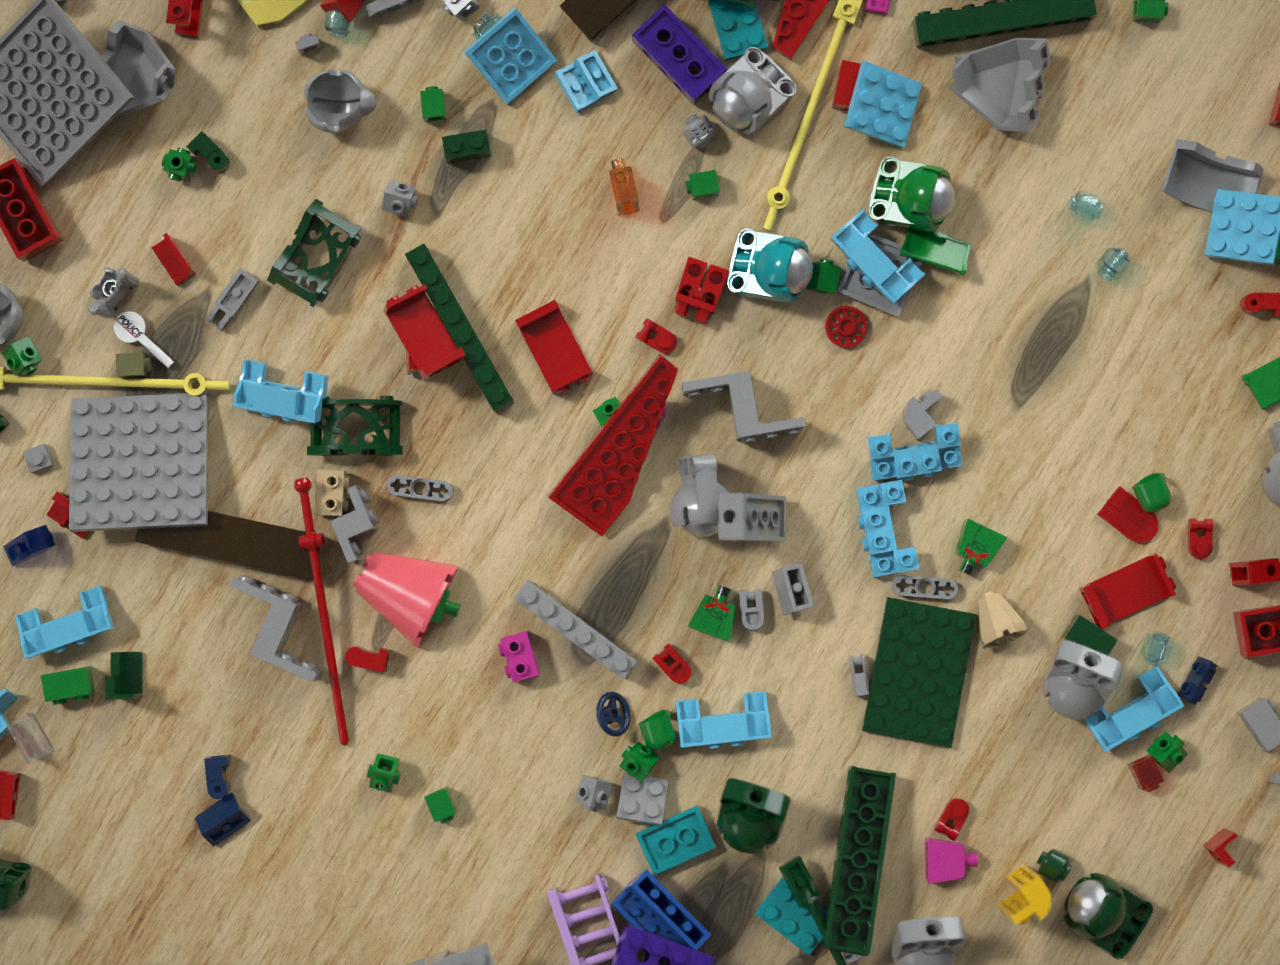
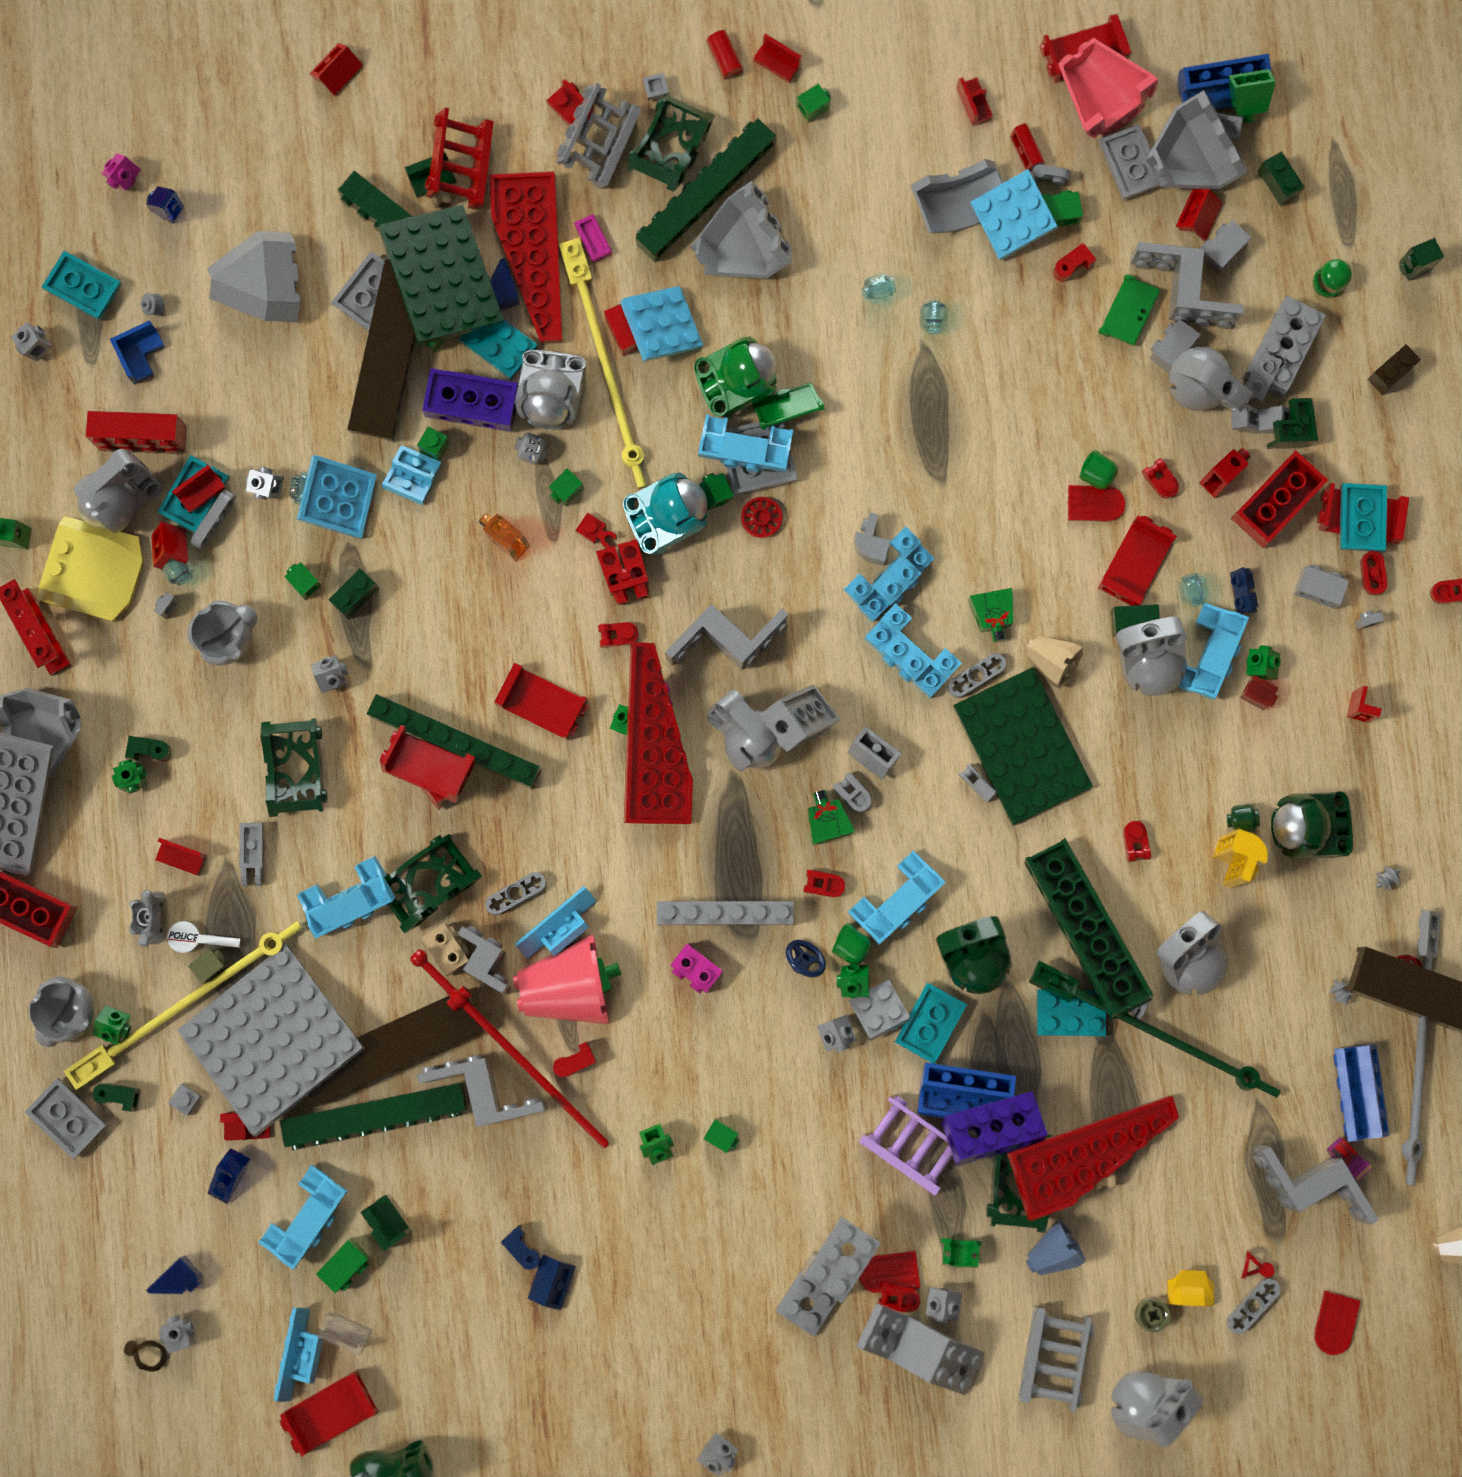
camera: 40 degrees left, 5 degrees down
(177, 582) = (374, 1114): none -> dark green brick
(434, 542) = (559, 927): none -> medium azure bracket
(621, 68) = (433, 443): none -> green brick
(700, 235) = (593, 529): none -> red plate
(946, 860) = (1156, 878): dark pink torso -> none

